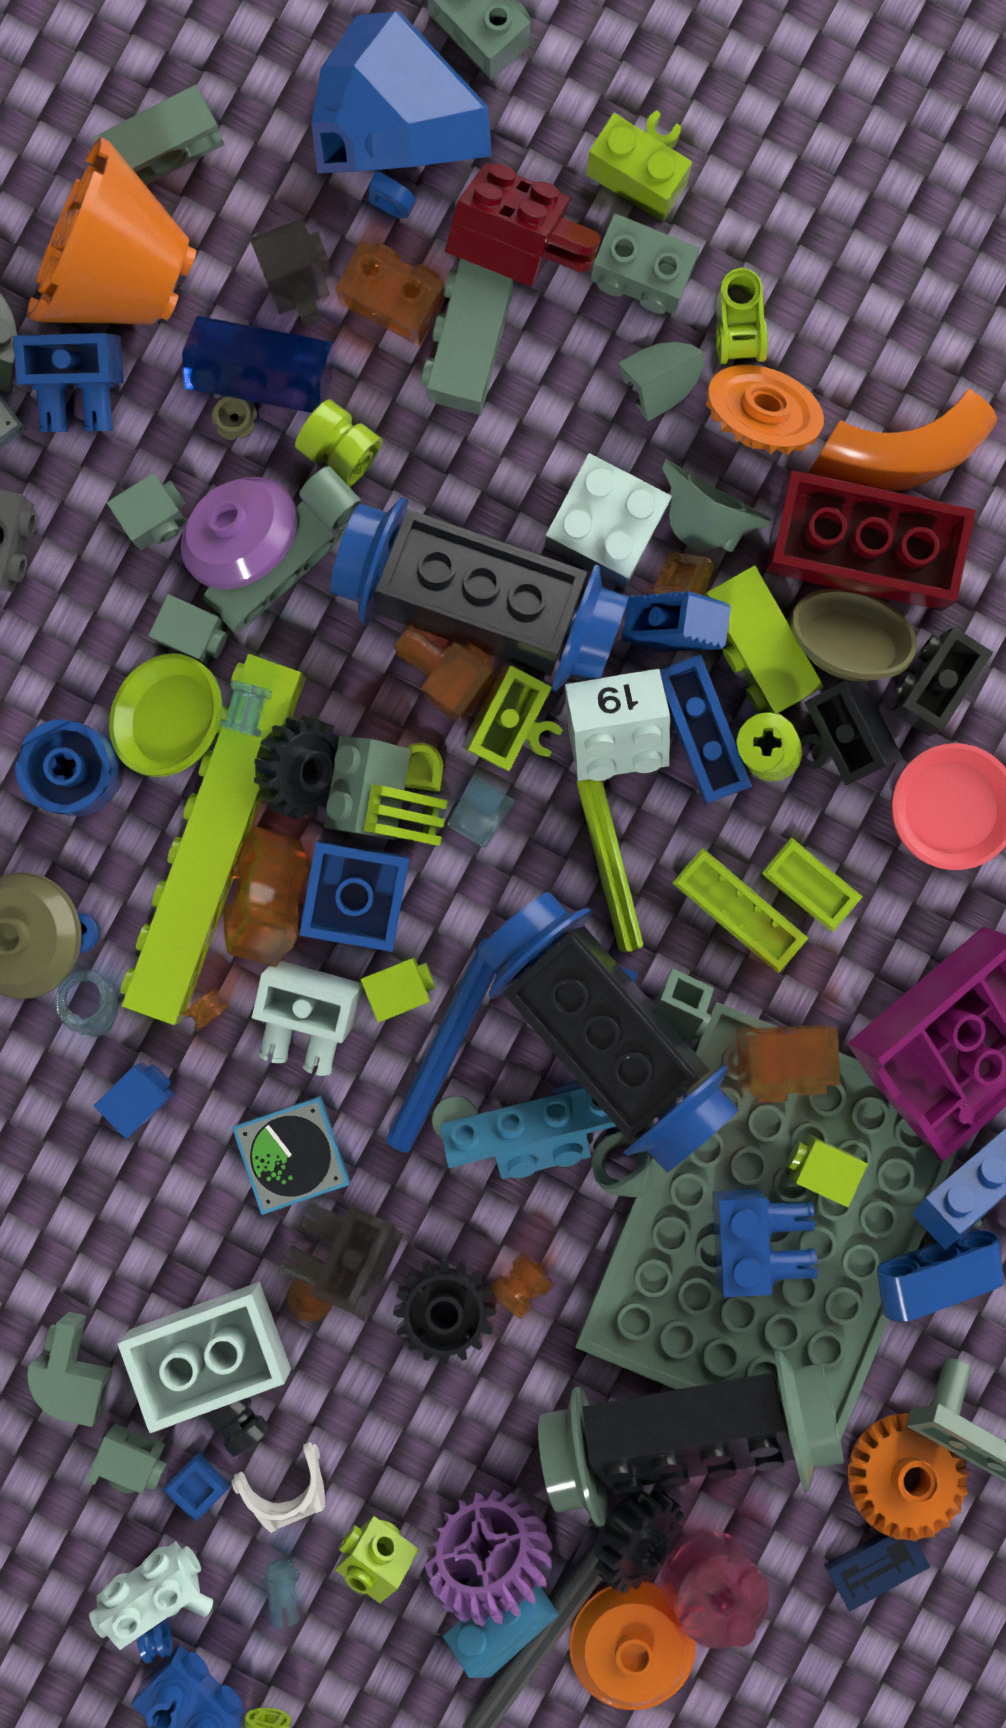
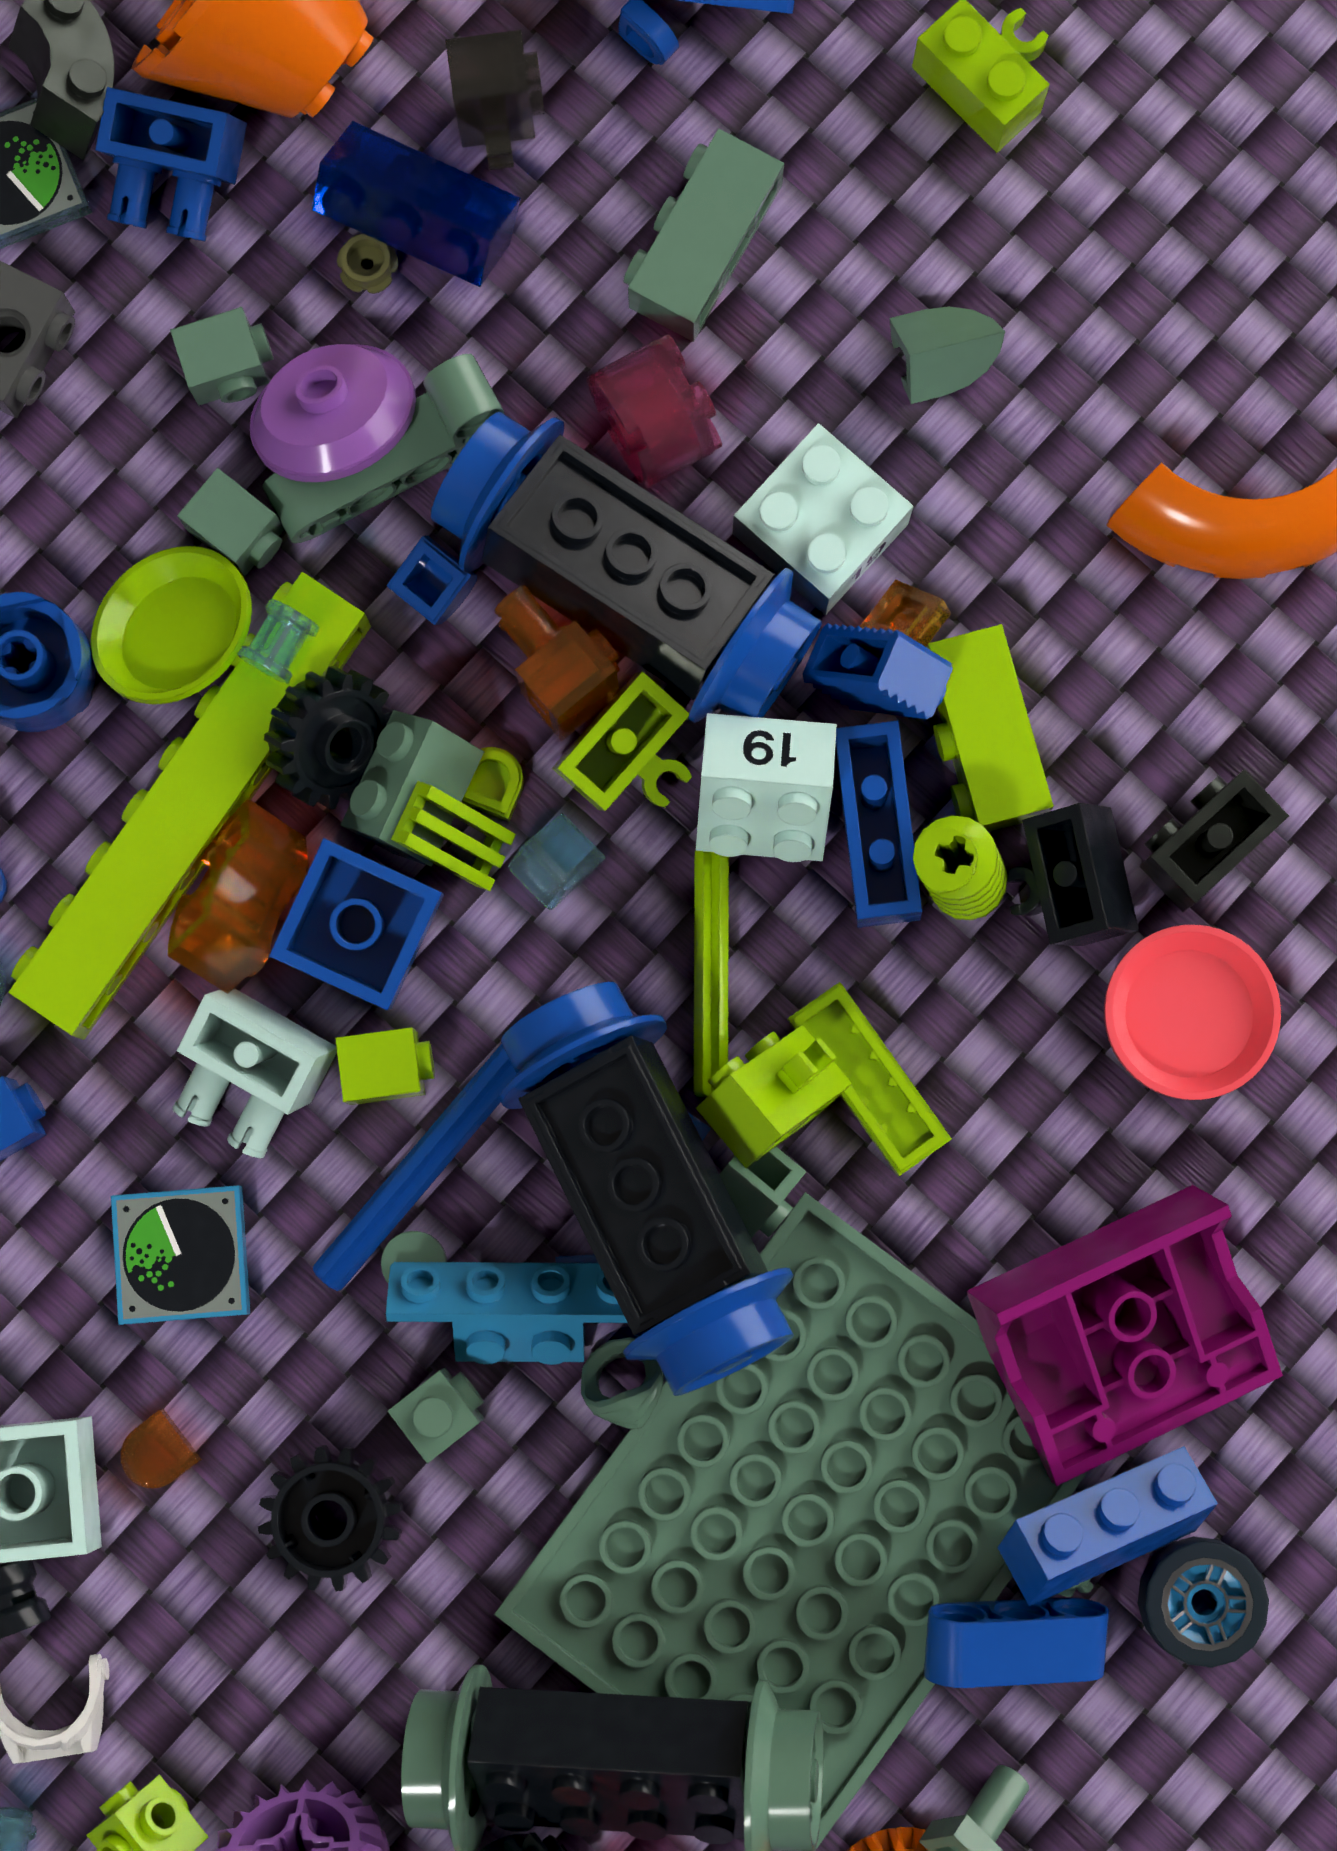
camera: 15 degrees right, 5 degrees down
(206, 1009) = (119, 1029): clear orange bush -> none
(333, 439) = (487, 322): lime wheel -> none
(341, 636) = (432, 581): none -> blue brick
(354, 1264) = (225, 1420): clear smoke brick -> none
(391, 291) = (615, 153): clear orange brick -> none
(469, 474) = (654, 412): none -> clear pink brick
(500, 1220) = (438, 1413): none -> sand green brick
(517, 227) = (799, 110): dark red brick -> none
(525, 1282) = (445, 1510): clear orange wheel -> none
(644, 265) = (956, 201): sand green brick -> none
(679, 941) = (773, 1093): none -> lime brick
(705, 515) = (954, 543): sand green hat -> none
(741, 327) = (1063, 310): lime piece -> none
(742, 1244) = (753, 1541): blue brick -> none
(764, 408) = (1066, 424): orange gear -> none
(787, 1060) = (880, 1289): clear orange brick -> none
(811, 884) = (975, 1070): lime tile -> none
(826, 1169) = (894, 1453): lime brick -> none
(853, 635) = (1110, 748): olive piece -> none
(870, 541) = (1163, 631): dark red brick -> none

